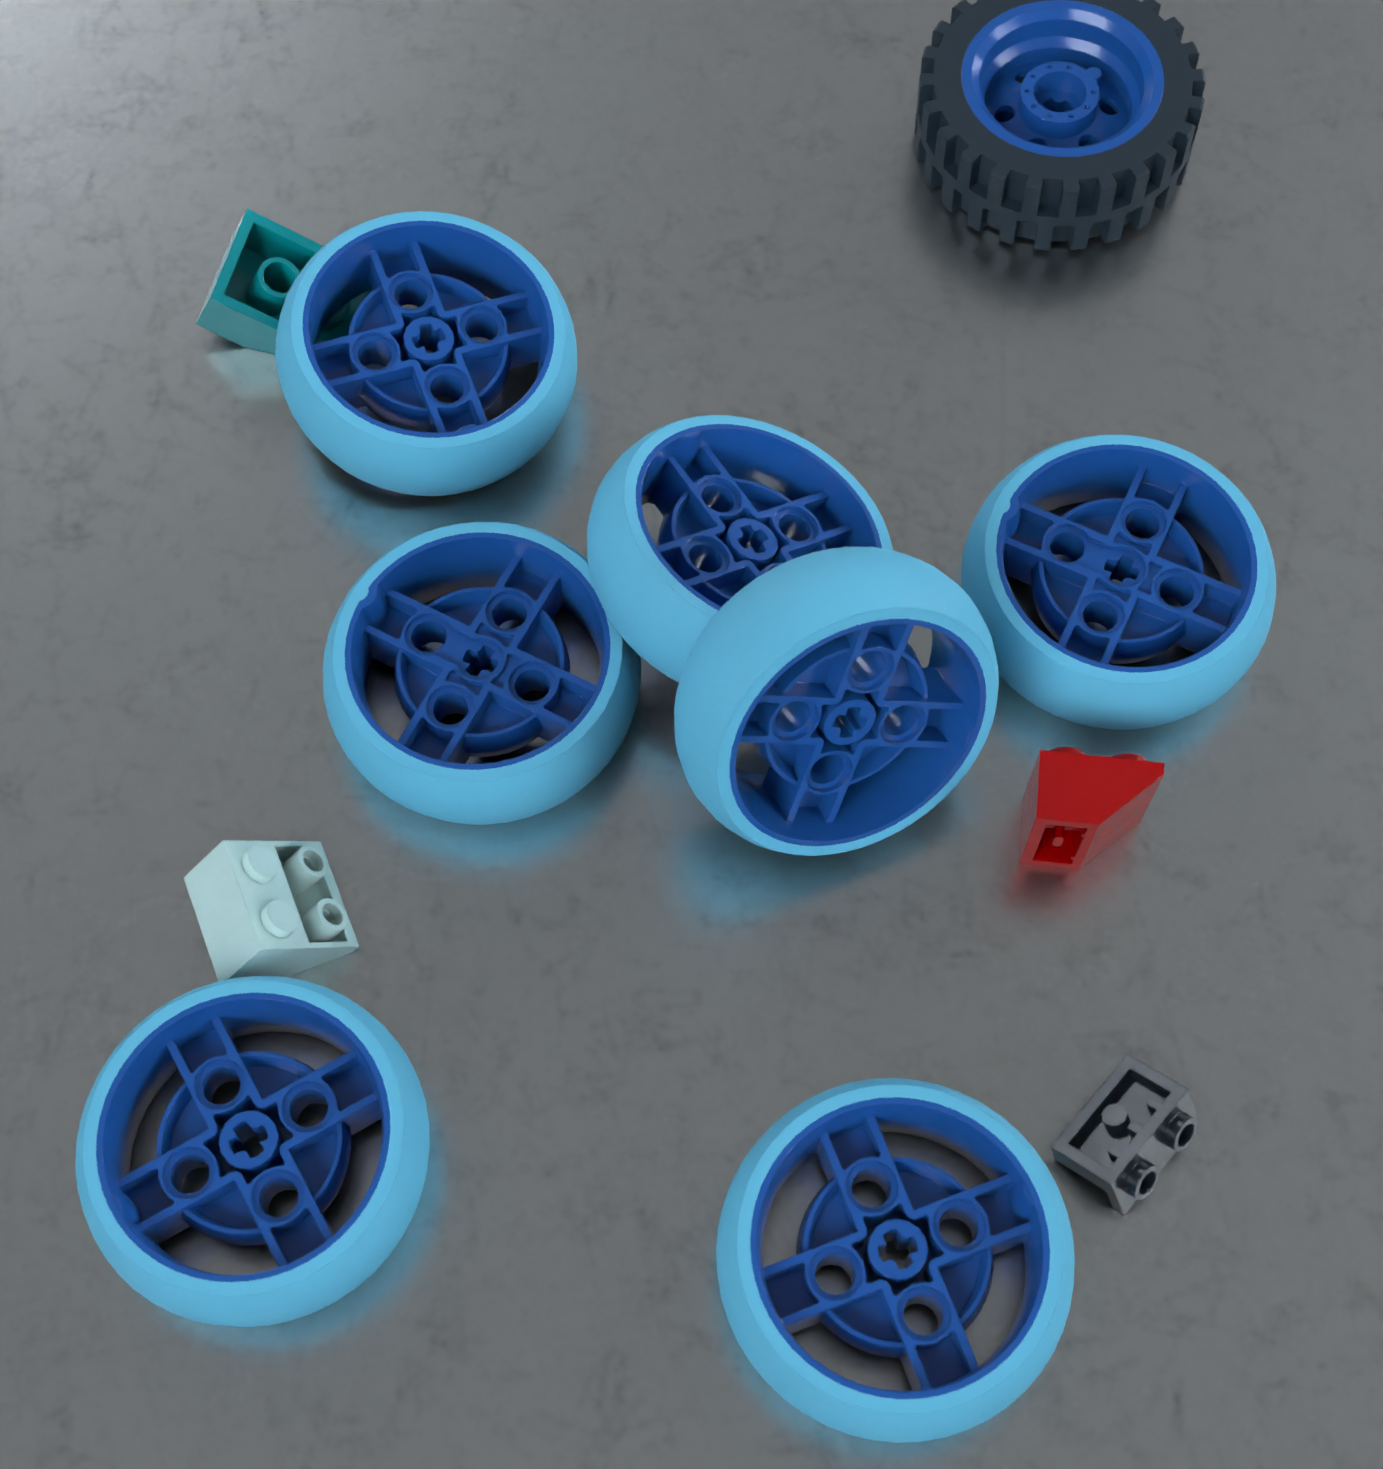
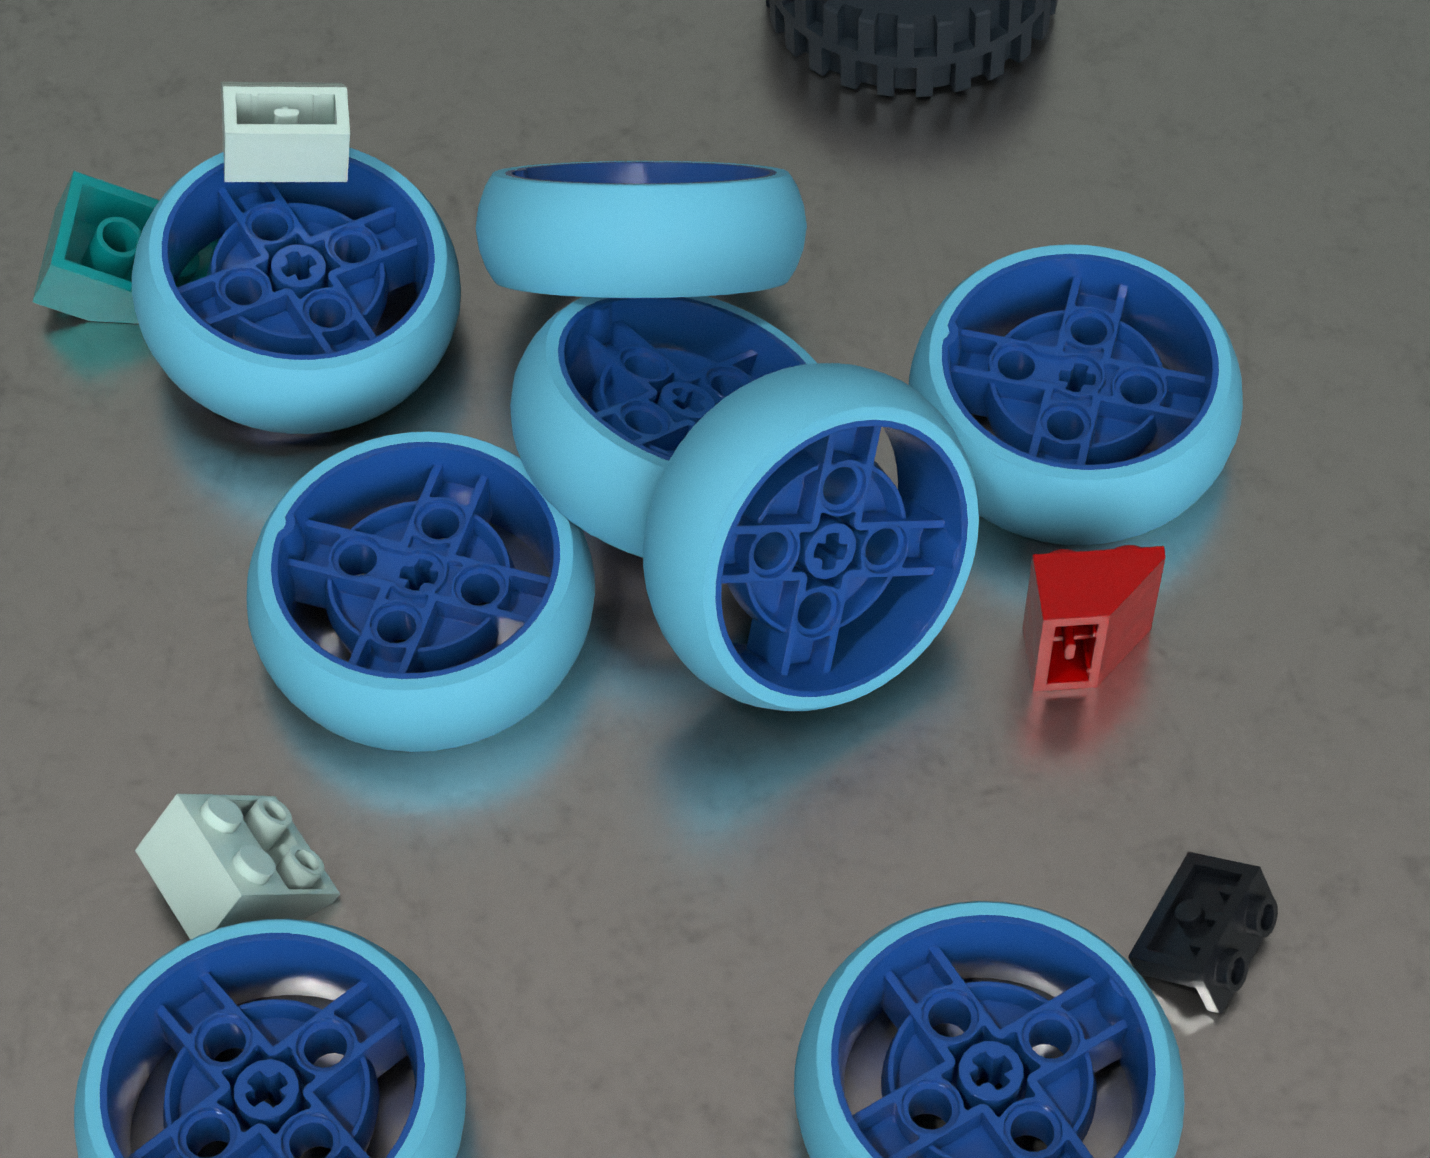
camera: 10 degrees left, 10 degrees down
(434, 207) = (285, 131): none -> light aqua slope
(744, 358) = (641, 228): none -> medium azure wheel

